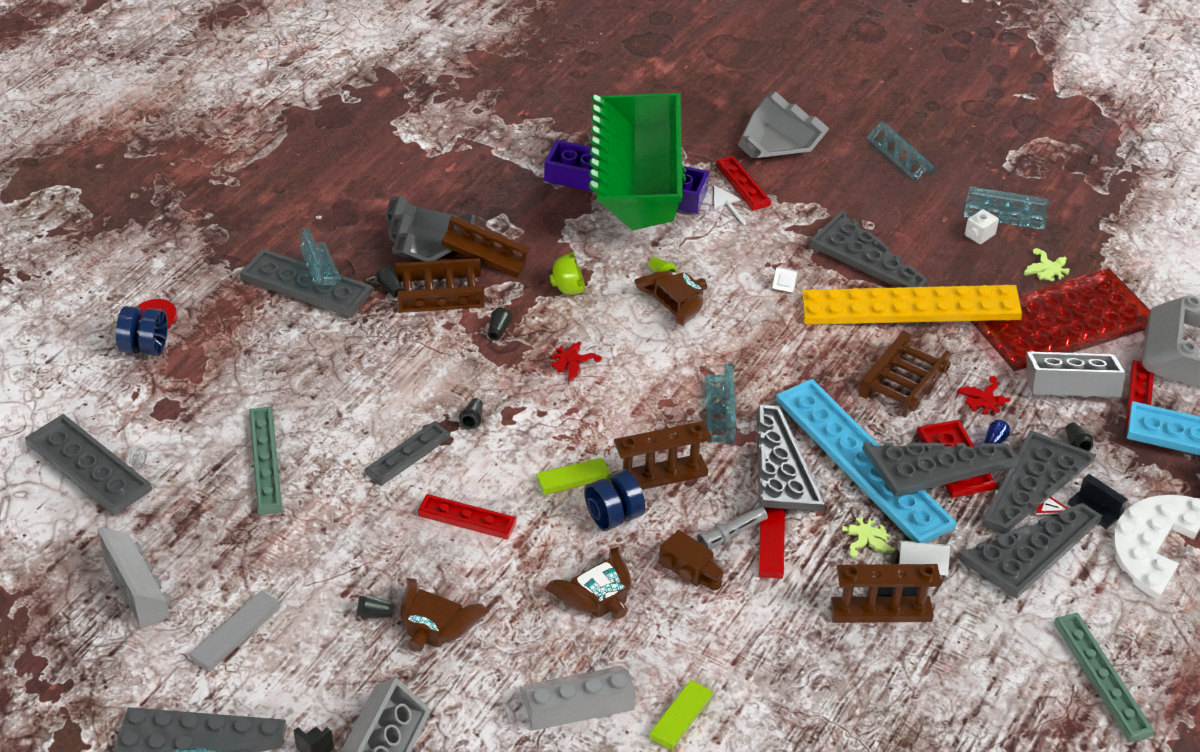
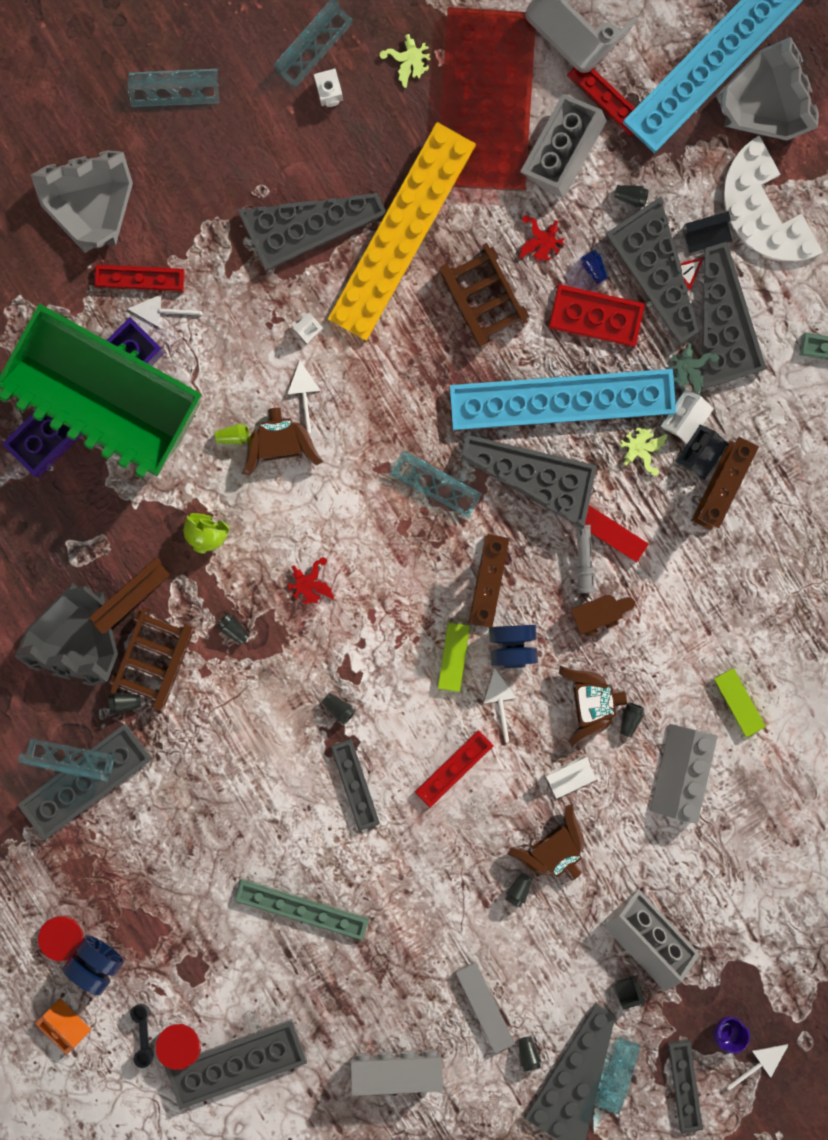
camera: 60 degrees left, 45 degrees up
(73, 340) = (63, 1026): none -> orange panel
(87, 416) = (178, 1047): none -> red tile
(108, 383) = (145, 1055): none -> black bar
(201, 682) = (528, 1054): none -> pearl dark grey cone
(516, 603) = (570, 776): none -> white panel
(561, 522) = (499, 691): none -> white piece
(604, 627) = (631, 718): none -> pearl dark grey cone
(736, 297) = (303, 383): none -> white piece
(934, 464) = (606, 355): dark grey wing -> none
(965, 536) = (687, 365): none -> sand green piece

